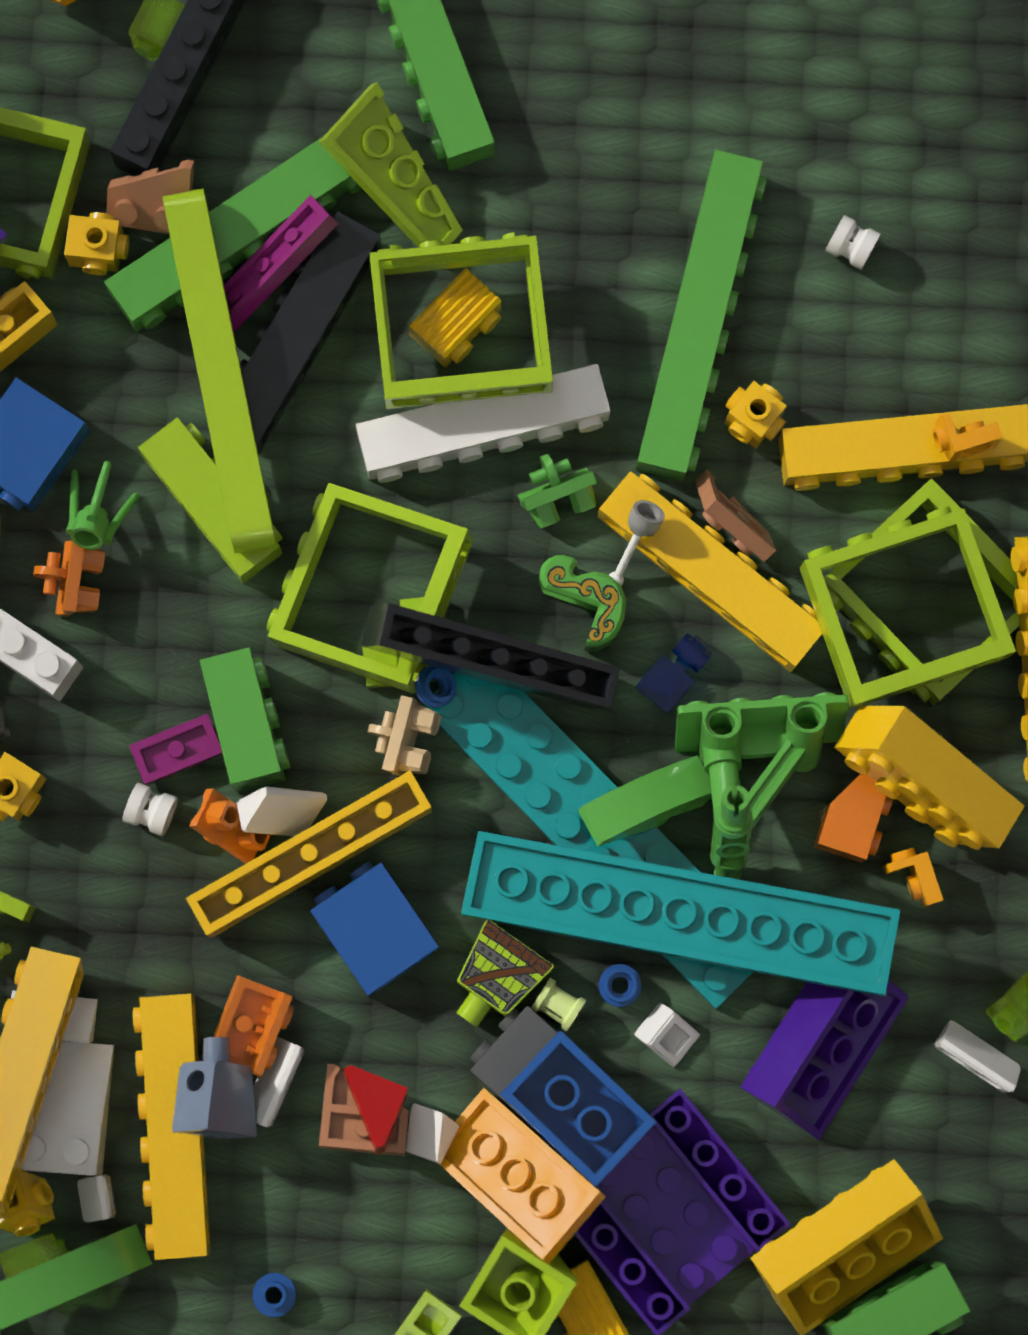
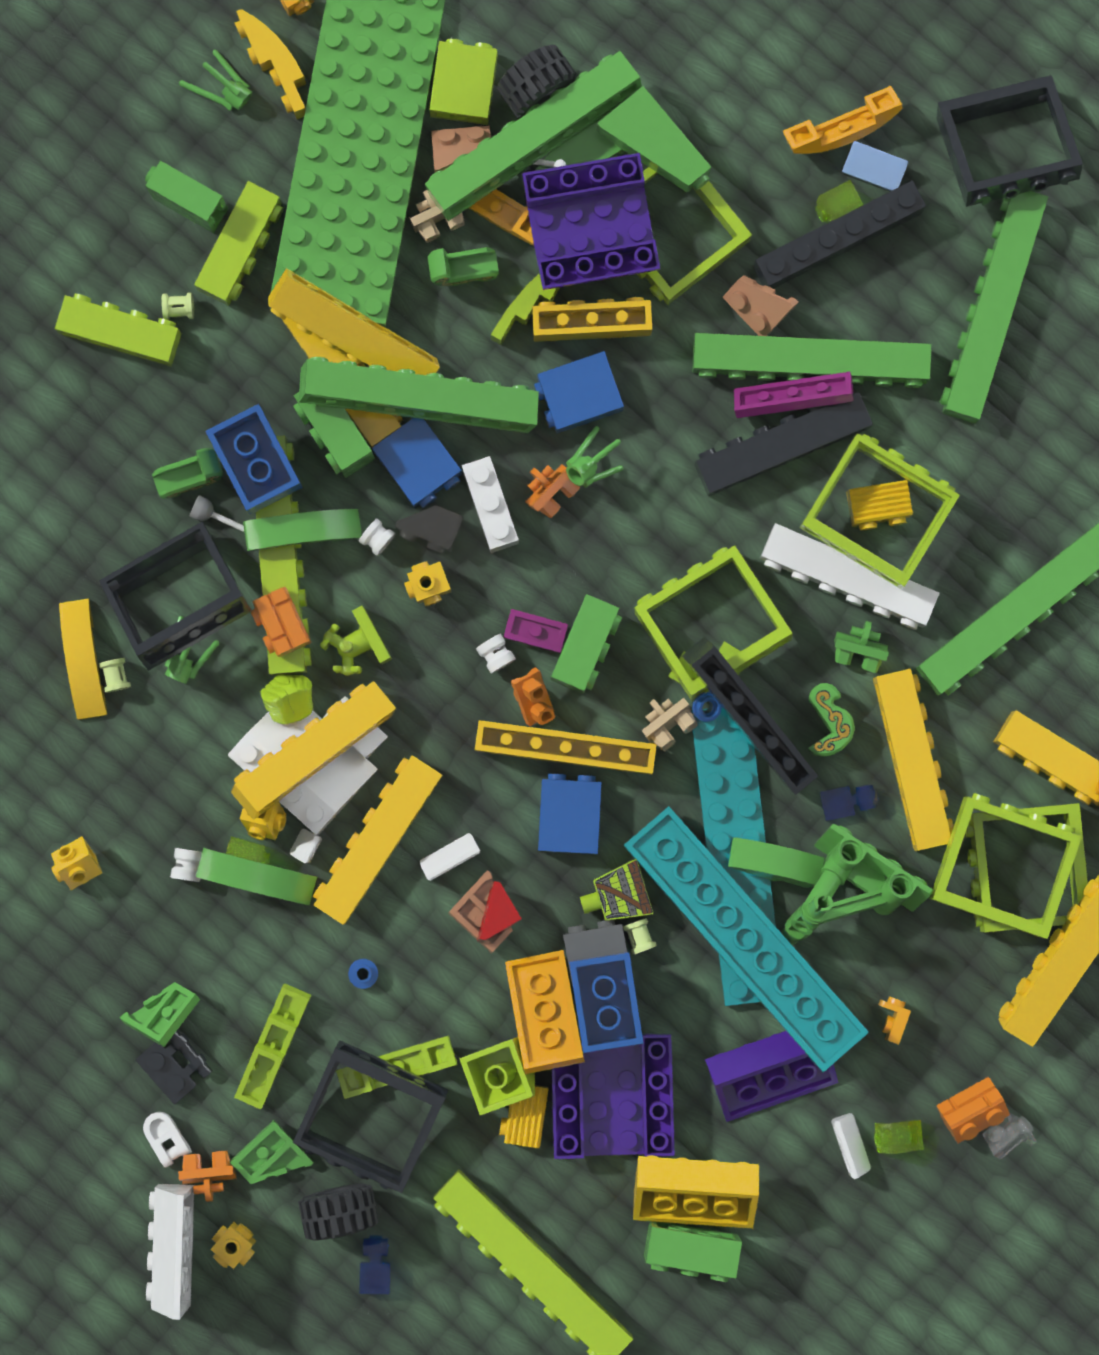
camera: 40 degrees right, 5 degrees up
(95, 243) = (703, 296): yellow brick -> none
(194, 482) = (661, 503): lime brick -> none
(215, 1095) = (413, 841): sand blue torso -> none
(219, 371) = (721, 435): lime beam -> none
(253, 1023) = (460, 817): orange bracket -> none
(279, 811) = (567, 711): white slope -> none
(381, 161) = (905, 383): lime wing -> none
(429, 1133) = (514, 952): white slope -> none
(632, 979) = (691, 951): blue plate -> none
(643, 520) = (895, 704): light grey hinge -> none
(667, 1034) = (687, 998): white slope -> none
(732, 515) = (949, 739): nougat wing -> none
(751, 427) = (997, 692): yellow brick -> none
(852, 821) = (886, 958): orange slope -> none
(928, 777) = (942, 971): yellow brick -> none

